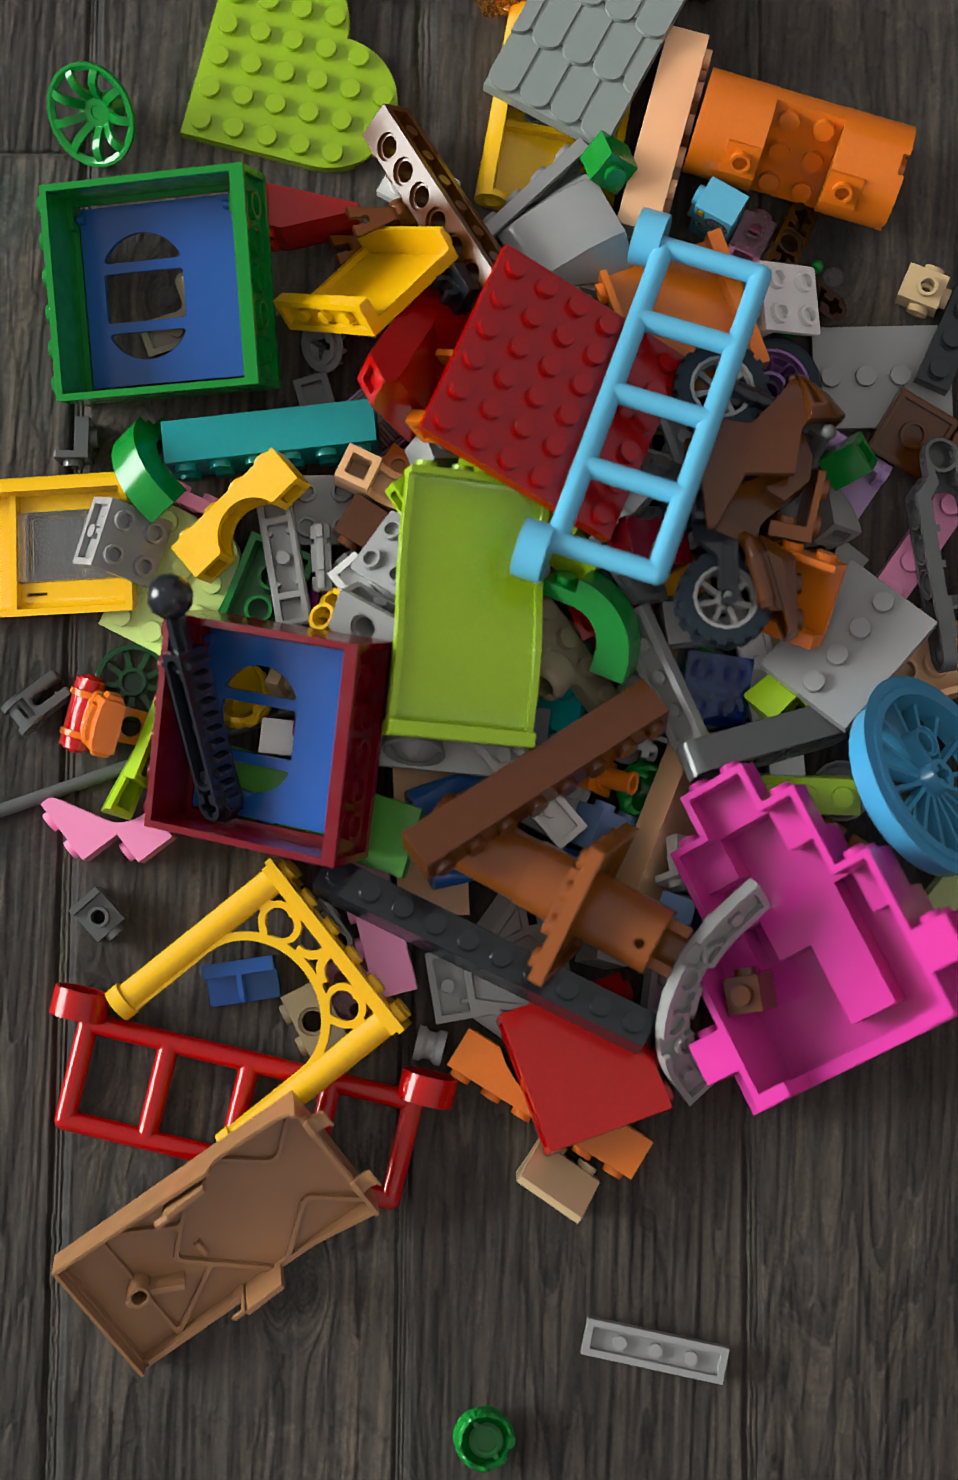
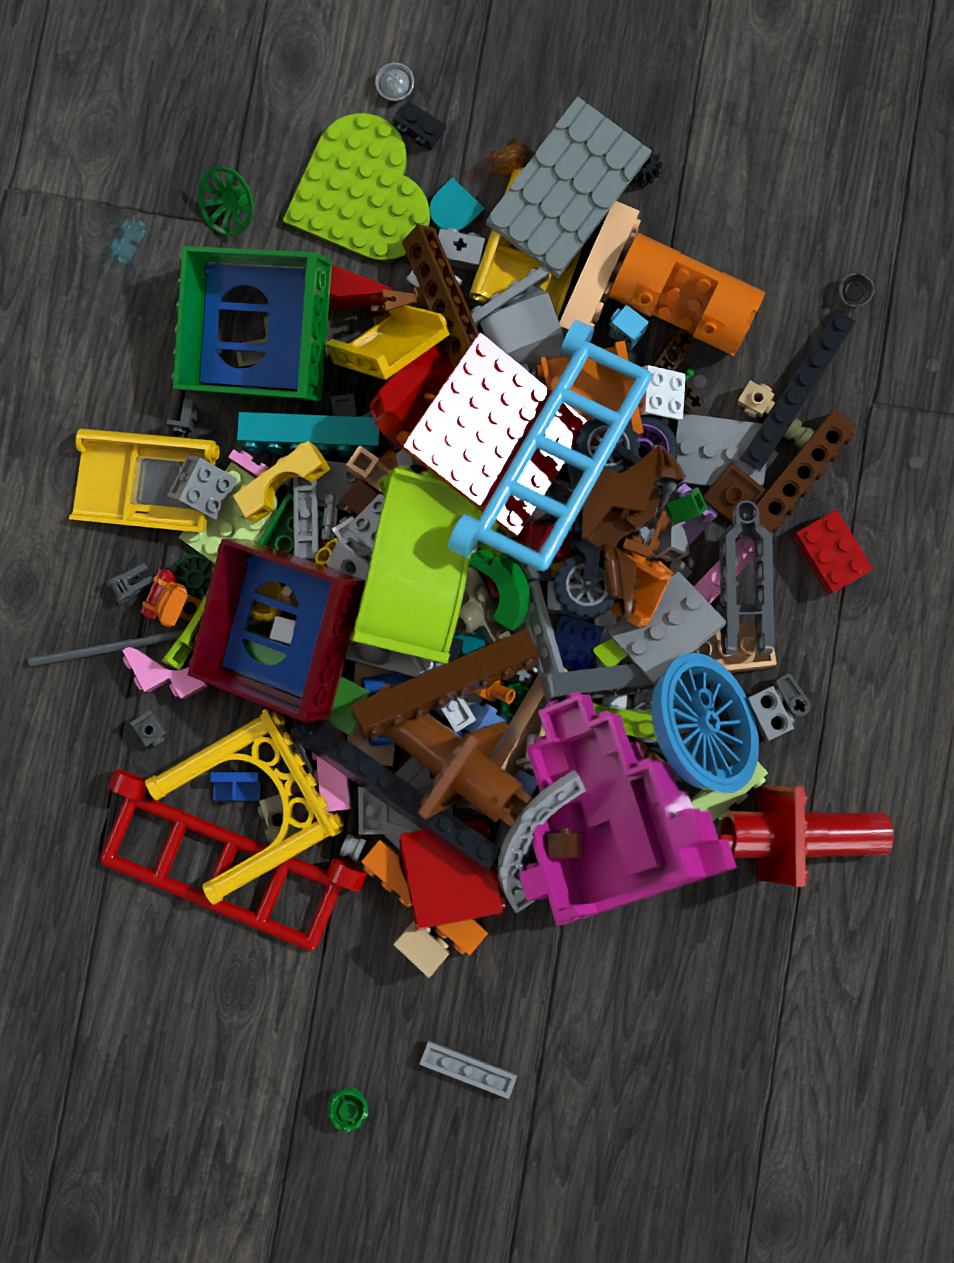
camera: 10 degrees right, 0 degrees up
(142, 471) = (222, 443): green arch -> none
(196, 703) = (233, 601): black gear -> none
(215, 1232) = (193, 947): medium nougat piece -> none
(316, 353) = (350, 383): light grey gear -> none
(431, 76) = (454, 207): none -> teal tile
(457, 288) = (445, 354): black tile -> none
(467, 138) = (470, 254): none -> light grey brick
(608, 162) = (559, 285): green brick -> none
(749, 246) = (645, 353): clear pink brick -> none

